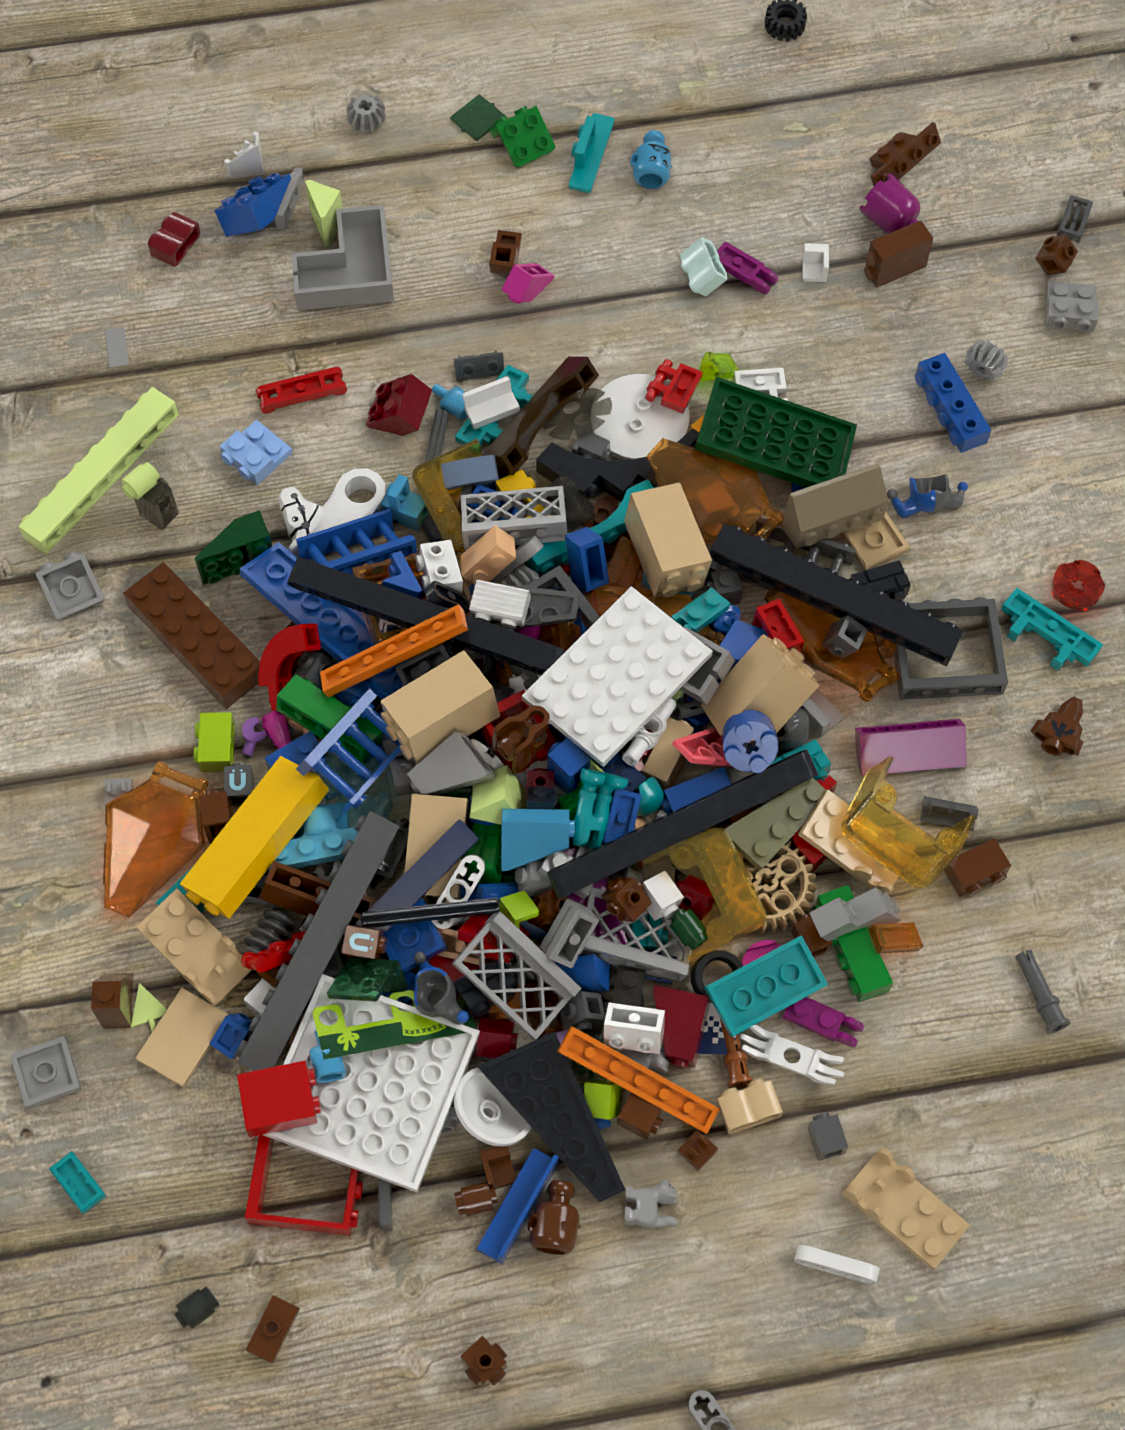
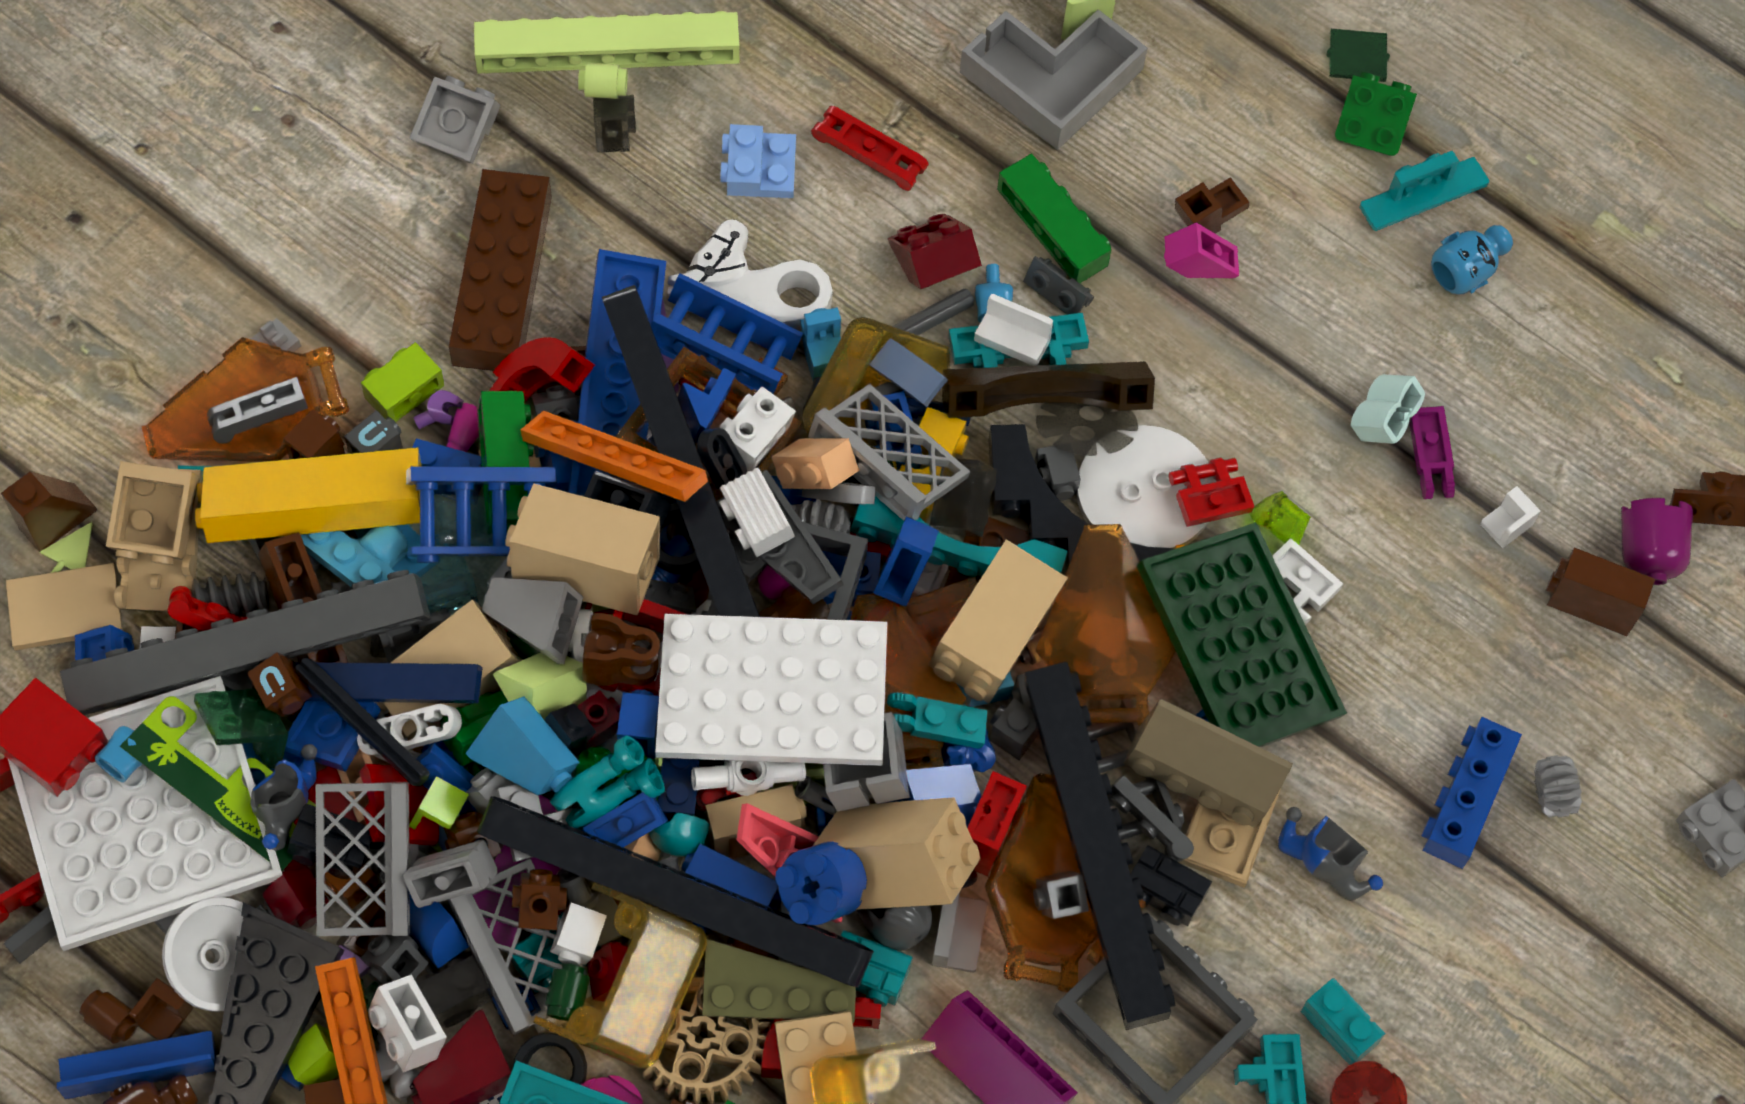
camera: 45 degrees right, 0 degrees up
(158, 832) = (255, 409): none -> dark grey plate
(163, 911) = (132, 472): none -> tan window
(233, 548) = (624, 226): dark green slope -> none
(436, 334) = (1054, 218): none -> green brick
(844, 559) = (1151, 819): none -> dark grey plate
(1027, 562) = (1342, 1022): none -> teal brick

